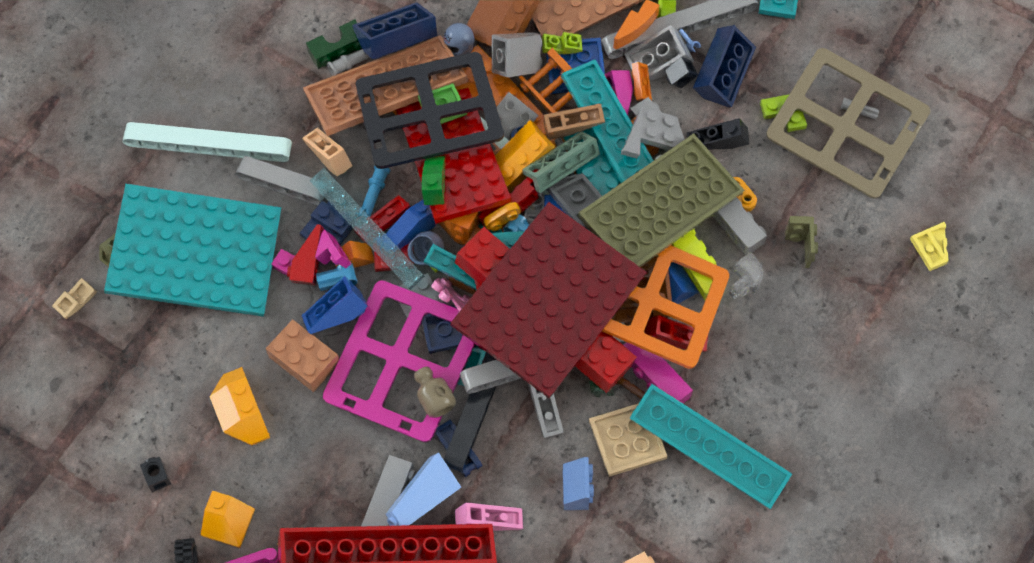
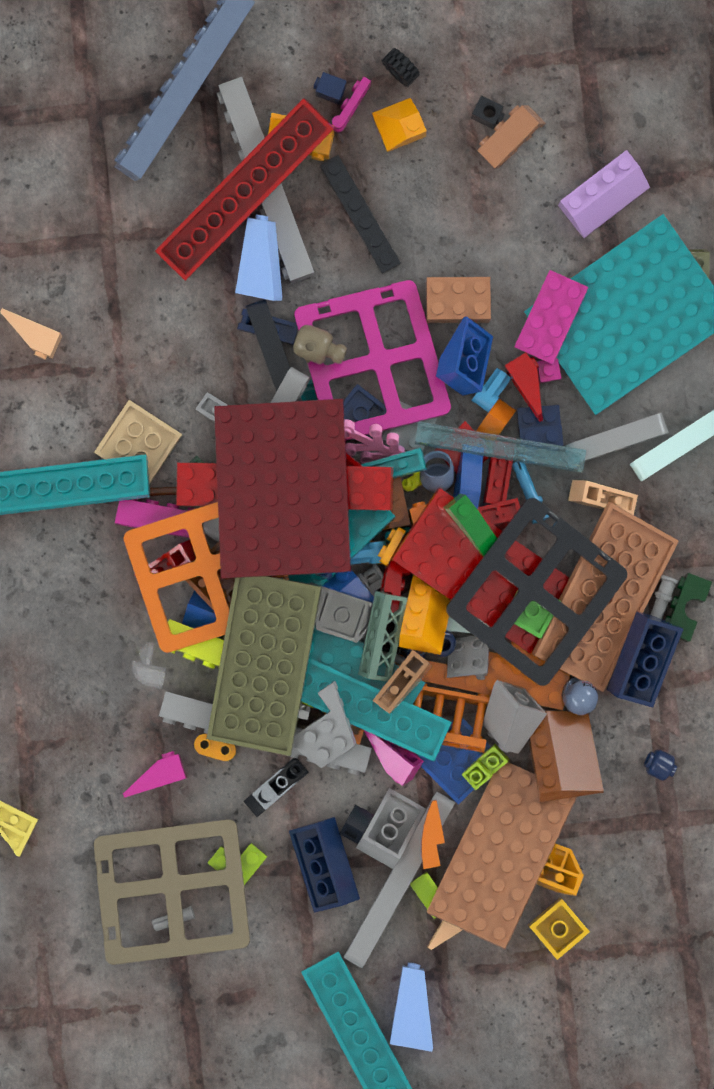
camera: 135 degrees right, 20 degrees up
(75, 299) = (692, 199): tan slope -> none
(130, 350) = (604, 194): none -> lavender slope
(154, 440) = (510, 135): none -> nougat wedge
(238, 408) = (473, 218): light orange wedge -> none
(248, 289) = (551, 317): none -> dark pink plate
(317, 473) = (360, 214): none -> black plate
(329, 250) = (513, 406): dark pink slope -> none
(405, 189) = (500, 513): none -> red hinge
(501, 517) = (195, 288): bright pink slope -> none
(576, 486) = (146, 367): medium blue slope -> none
(641, 81) = (383, 785): orange plate -> none
(689, 43) = (374, 867): light blue hand -> none
(797, 202) = (159, 774): none -> dark pink slope
(804, 229) = (135, 743): olive bracket -> none

